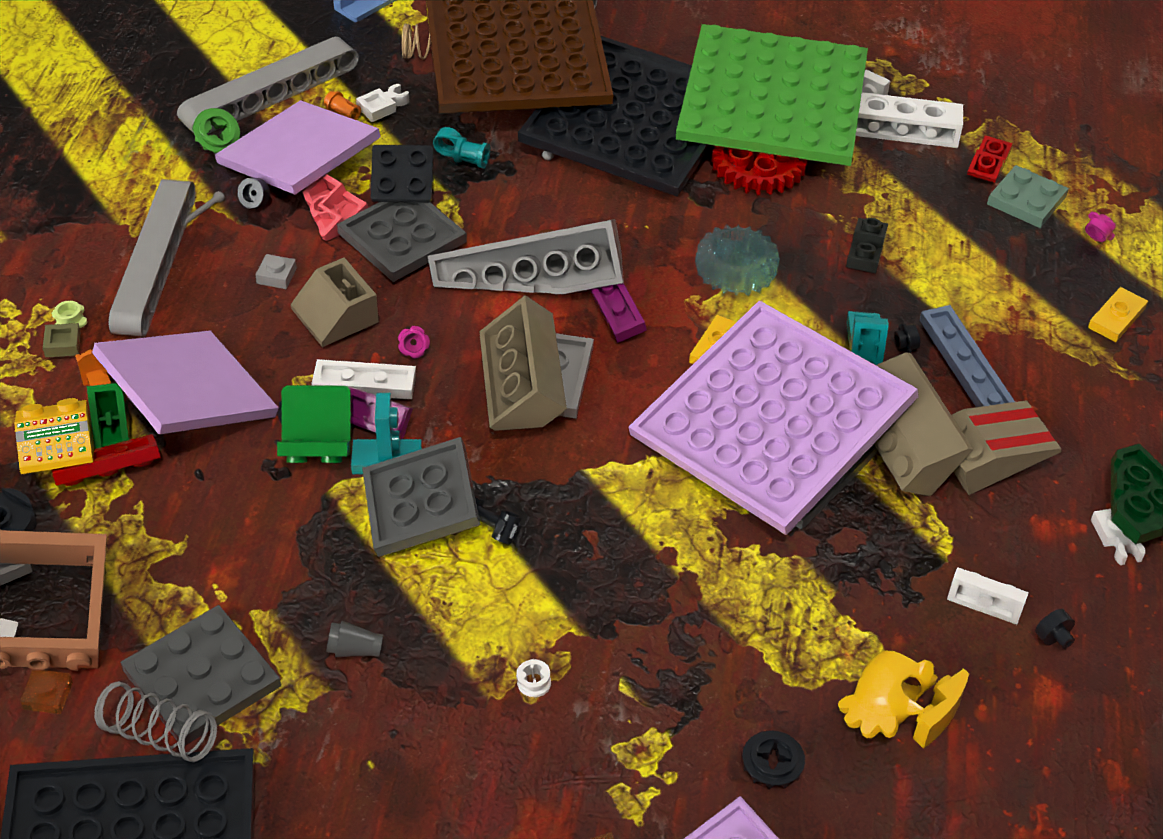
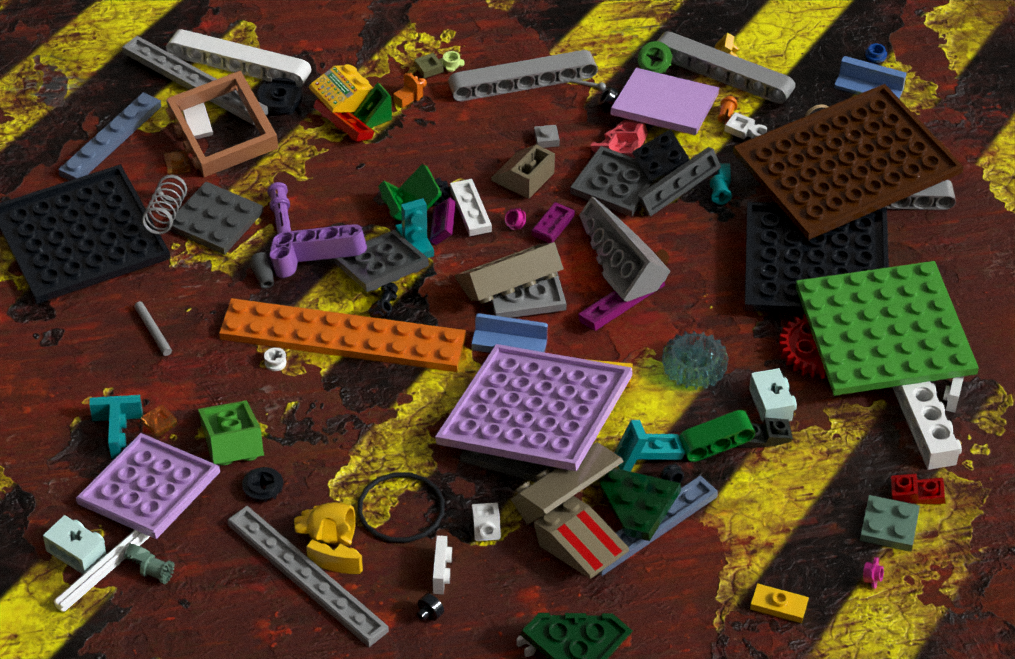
camera: 70 degrees right, 0 degrees up
(184, 381) = (413, 123): lavender tile -> none
(230, 584) = (279, 205): none -> medium lavender pin
(235, 68) = (726, 44): none -> yellow tile
(374, 517) = (315, 244): none -> medium lavender beam
(392, 820) = (153, 328): none -> light grey bar
(440, 311) = (553, 223): none -> magenta plate
(447, 168) = (679, 181): none -> dark grey plate
(516, 595) = (343, 335): none -> orange plate
(608, 423) = (508, 332): none -> medium blue panel
(661, 767) = (231, 432): none -> bright green slope
(821, 218) = (772, 395): none -> light aqua brick
(861, 567) = (401, 539): none -> black piece
(869, 275) = (717, 435): none -> green beam
(923, 525) = (486, 521): none -> white bracket
(948, 756) = (308, 576): none -> light grey tile
(961, 370) = (639, 500): none -> dark green plate

